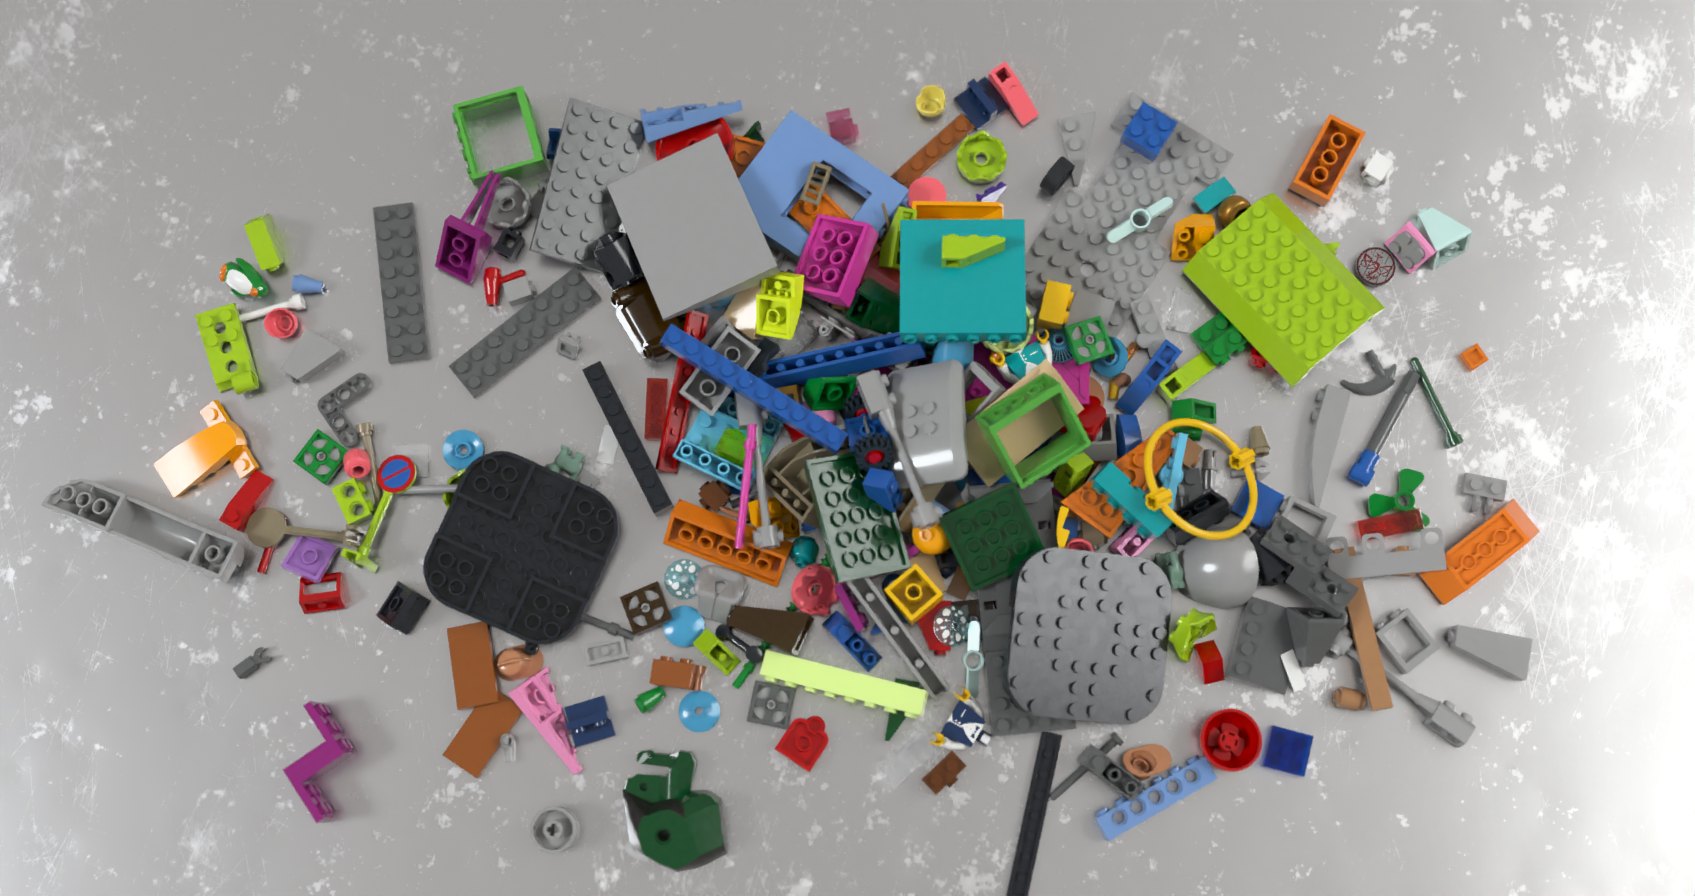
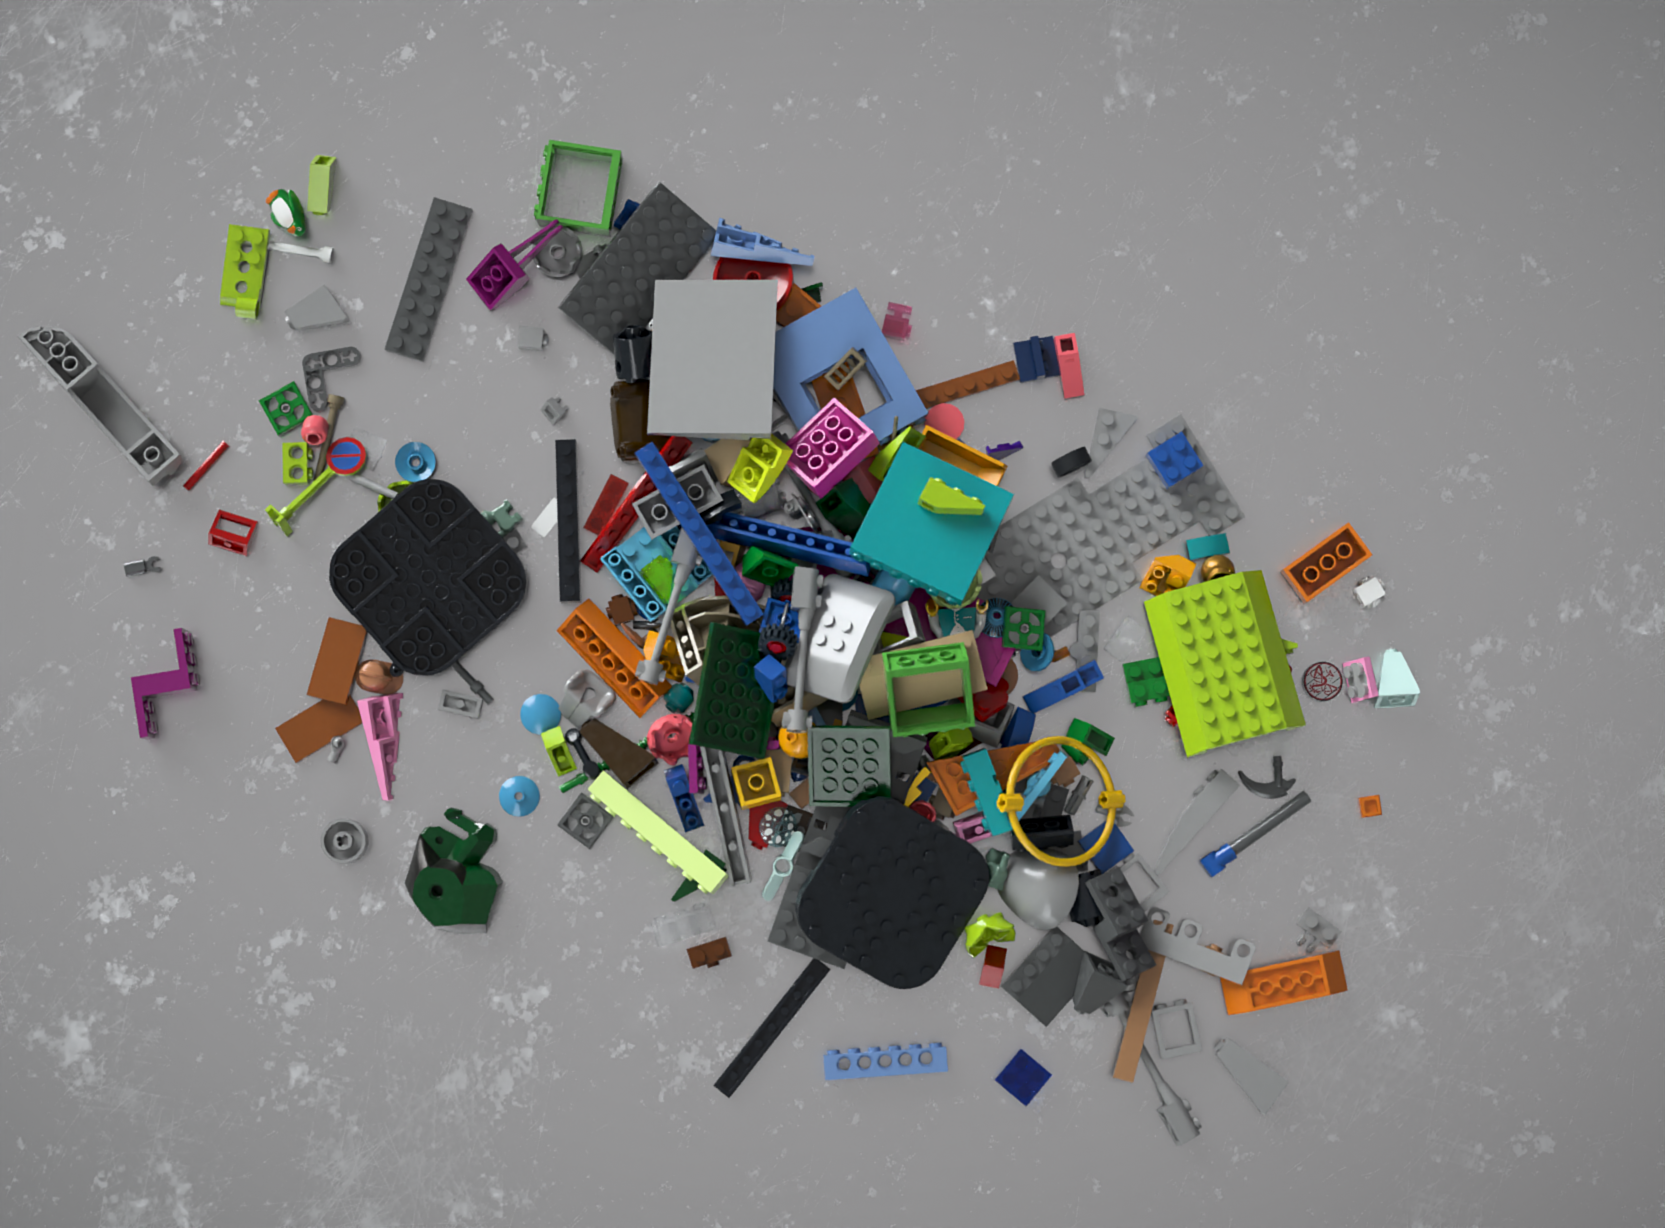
camera: 20 degrees right, 5 degrees up
(206, 453) = (185, 356): light orange slope -> none
(246, 501) = (201, 417): red slope -> none
(268, 527) = (210, 450): dark tan piece -> none
(281, 323) = (303, 267): coral hair -> none
(305, 284) = (341, 241): medium blue cone -> none
(310, 558) = (235, 495): medium lavender plate -> none
(402, 608) = (297, 580): black bracket -> none
(494, 280) = (512, 318): red piece -> none
(505, 238) = (535, 290): black brick -> none
(524, 332) = (520, 378): dark grey plate -> none
(589, 721) = (418, 759): dark blue bracket -> none
(646, 608) = (514, 682): dark brown piece -> none
(649, 699) = (480, 765): green cone -> none
(672, 576) = (552, 663): clear light blue dish -> none
(677, 674) = (514, 755): dark orange hinge -> none
(750, 445) = (672, 582): dark pink bar -> none
(804, 741) = (599, 867): red plate -> none
(931, 101) = (990, 336): light yellow hair -> none
(963, 725) = (746, 919): torso -> none
(986, 145) = (1011, 397): lime plate -> none
(1053, 305) = (1007, 582): yellow slope -> none
(1083, 769) = (838, 1006): dark grey bar -> none
(1111, 772) = (856, 1021): dark grey slope -> none
(1116, 383) = (1034, 677): arm -> none
(1129, 226) = (1112, 540): light aqua piece -> none
(1146, 761) = (893, 1027): nougat piece -> none
(1185, 377) = (1098, 701): lime slope -> none
(1239, 734) = (987, 1043): red piece -> none
(1259, 442) = (1135, 791): dark tan cone -> none
(1293, 670) = (1064, 1007): white sticker -> none
(1349, 698) = (1101, 1057): medium nougat brick -> none
(1392, 523) = (1216, 921): clear red plate -> none
(1408, 482) = (1253, 890): green piece -> none
(1453, 437) = (1312, 869): piece -> none

